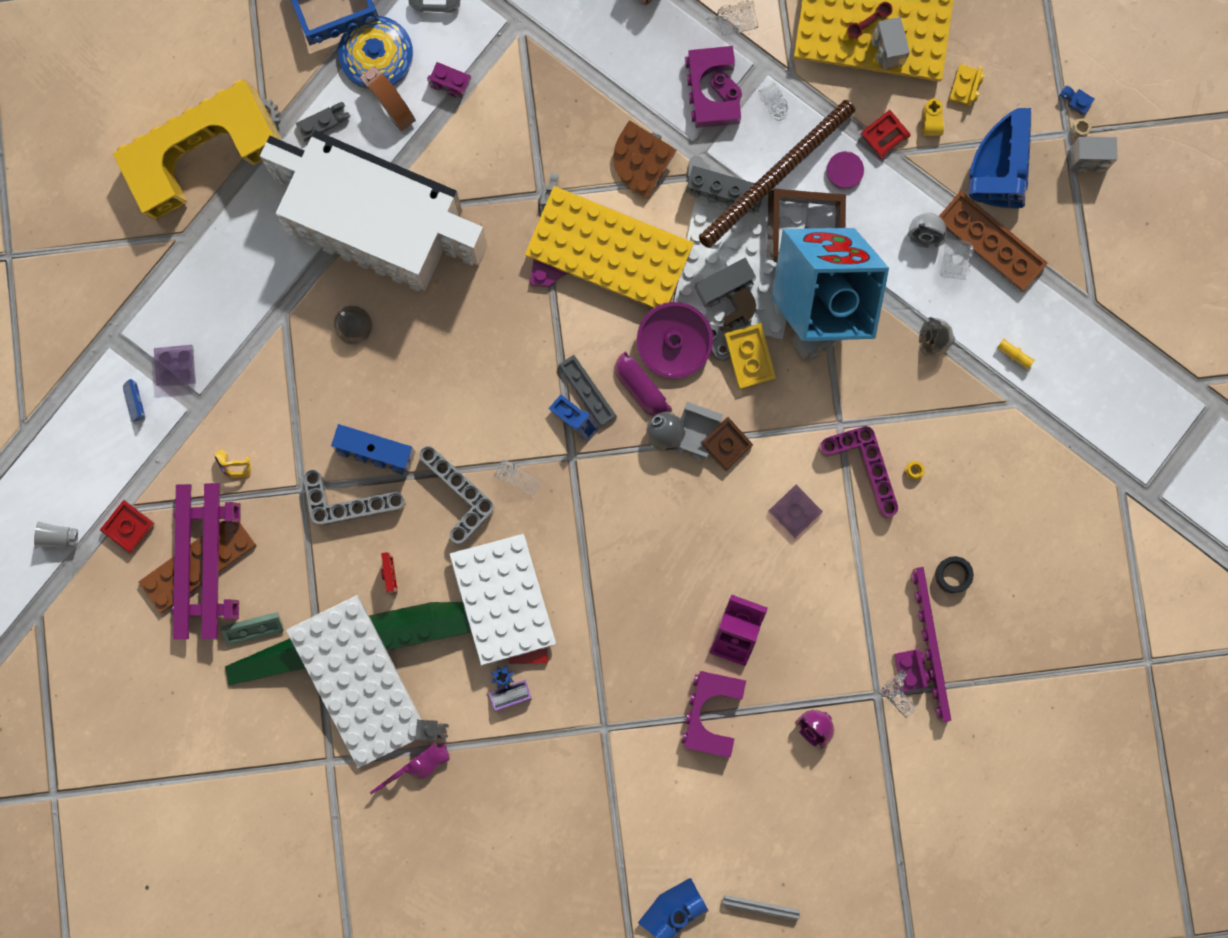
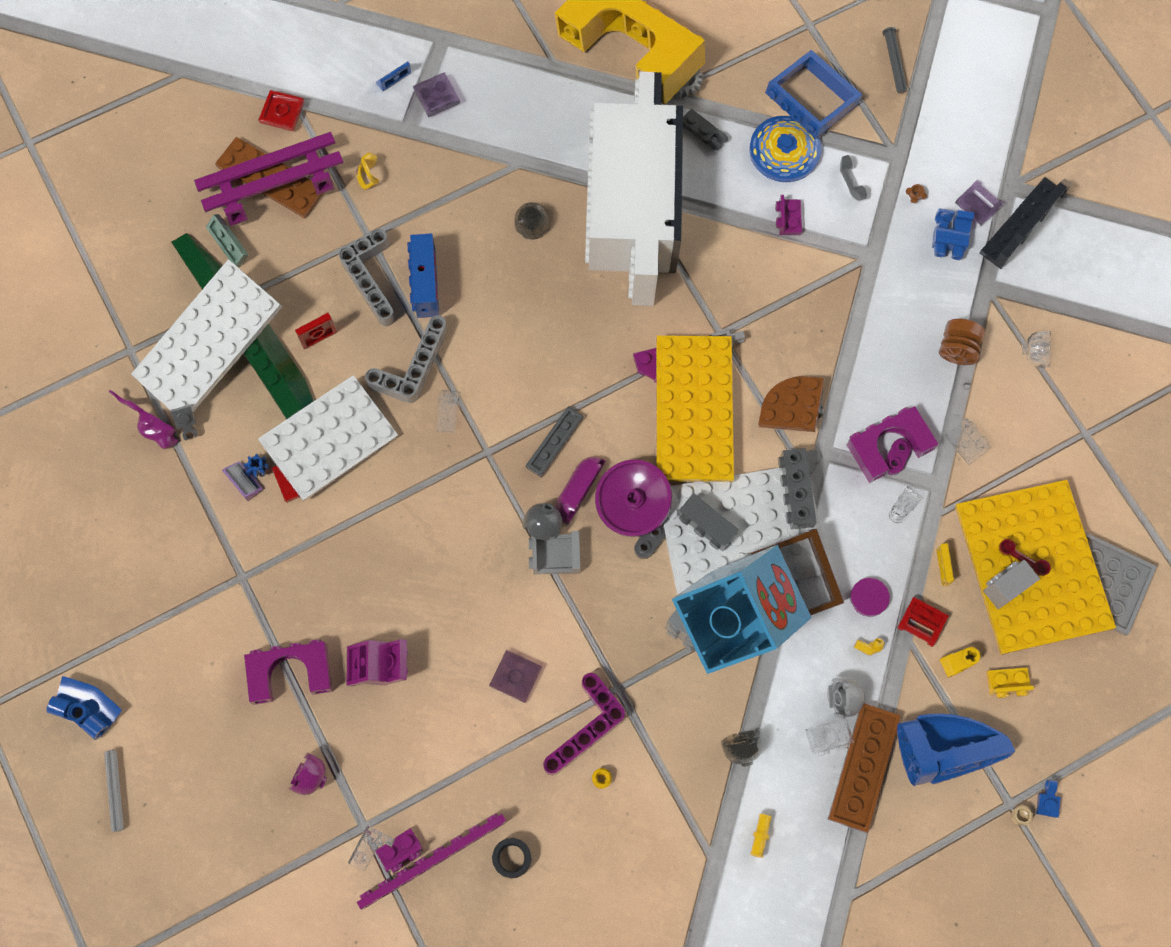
camera: 70 degrees right, 10 degrees down
(54, 536) = (251, 57): light grey plant -> none
(388, 97) = (745, 170): dark orange arch -> none
(574, 417) = (522, 438): blue bracket -> none
(726, 443) = (554, 585): reddish brown tile -> none
(745, 308) = (691, 550): dark brown brick -> none
(749, 355) = (648, 574): yellow plate -> none
(776, 174) = (834, 527): reddish brown piece -> none
(843, 91) = (944, 565): none -> yellow tile
(890, 189) = (870, 648): none -> yellow arm
(1093, 153) = (1000, 835): light grey brick -> none

